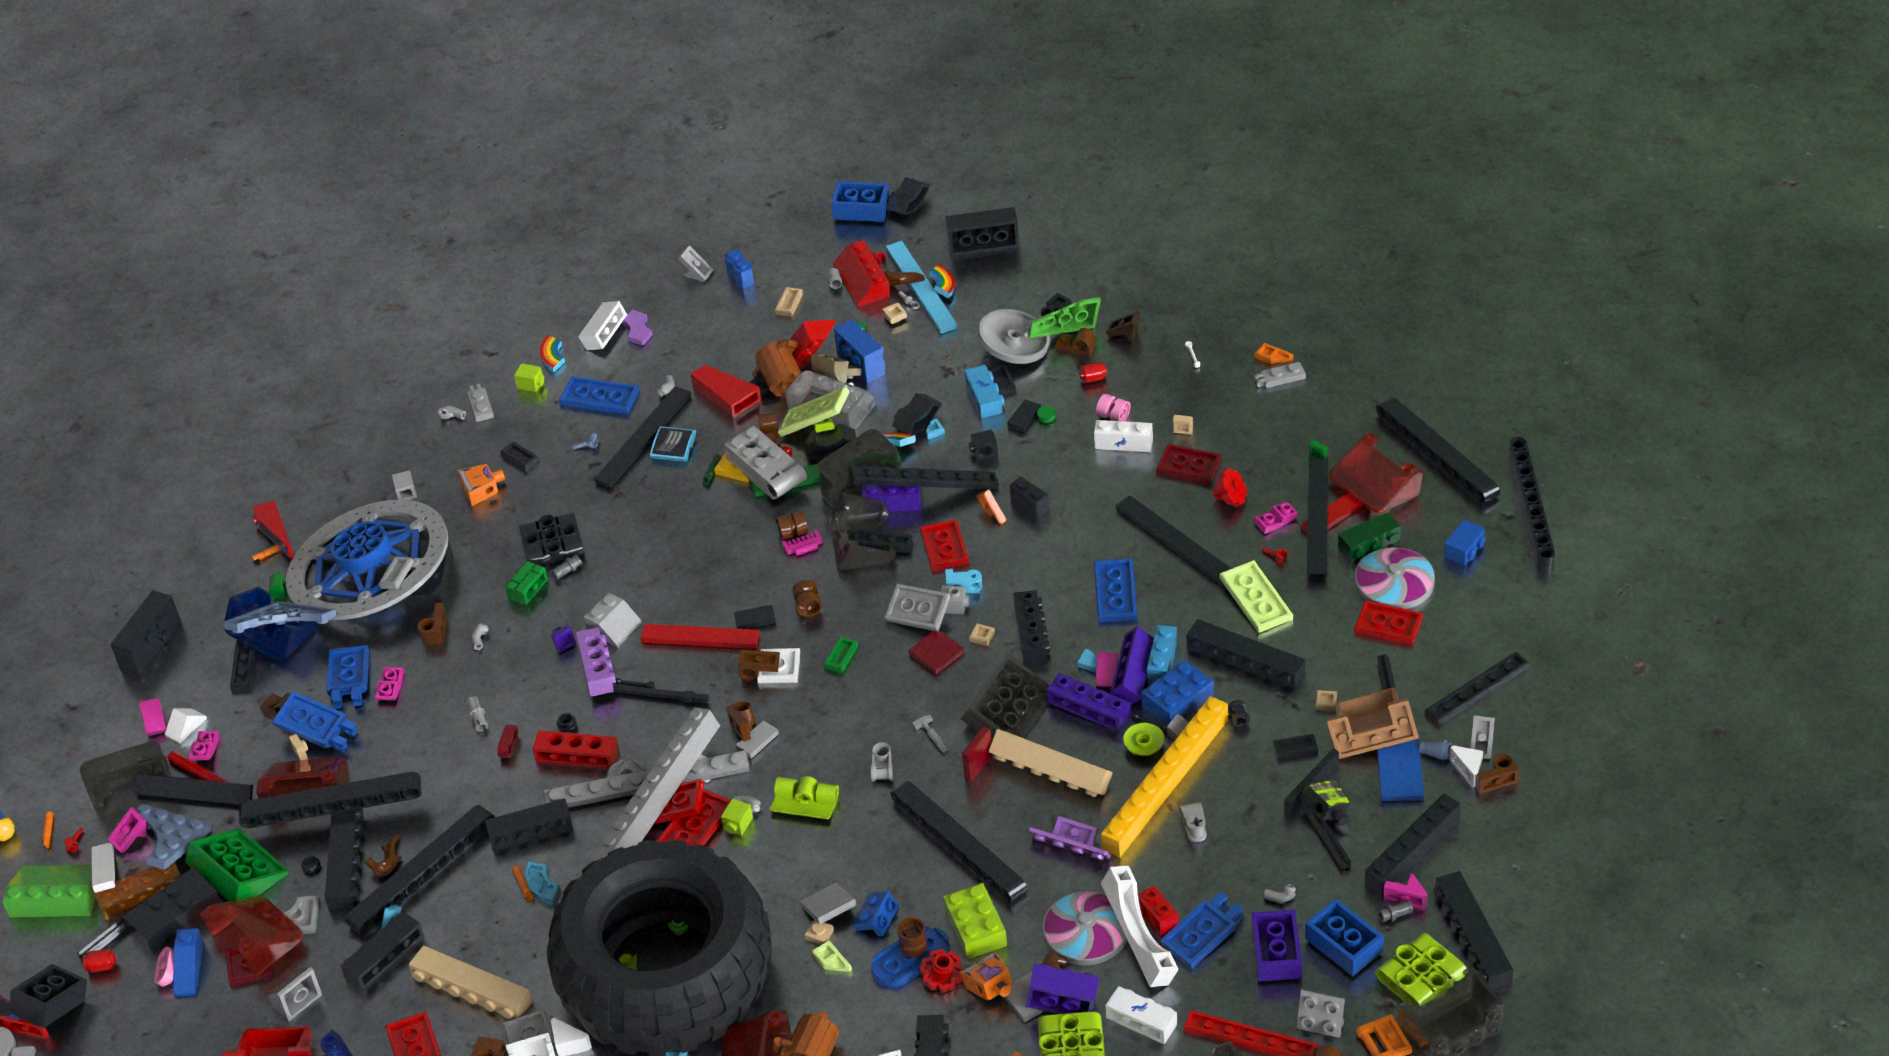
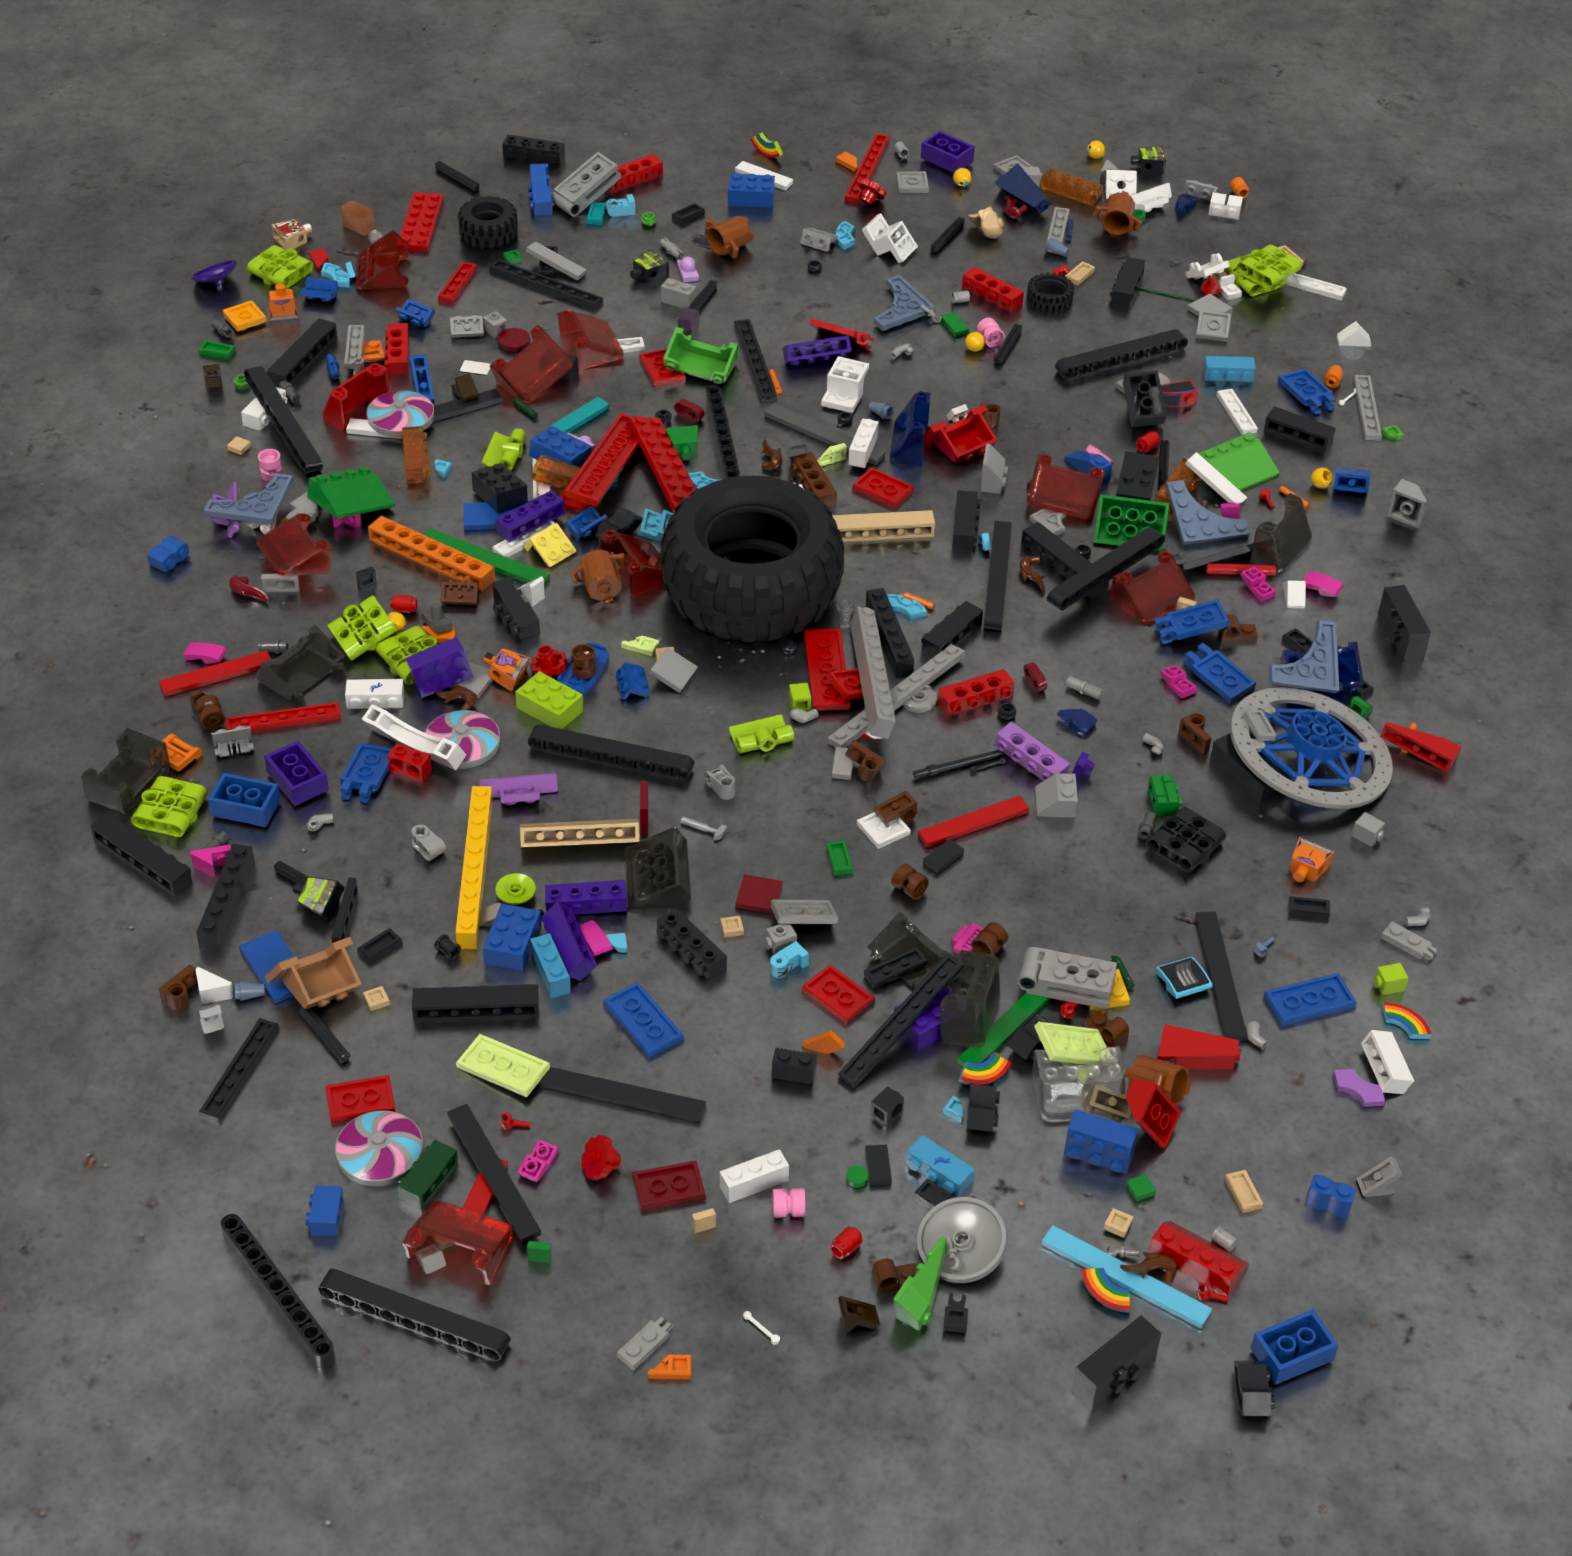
camera: 140 degrees right, 0 degrees up
(514, 686) = (1078, 717): none -> clear blue slope
(596, 828) = (890, 633): none -> black brick

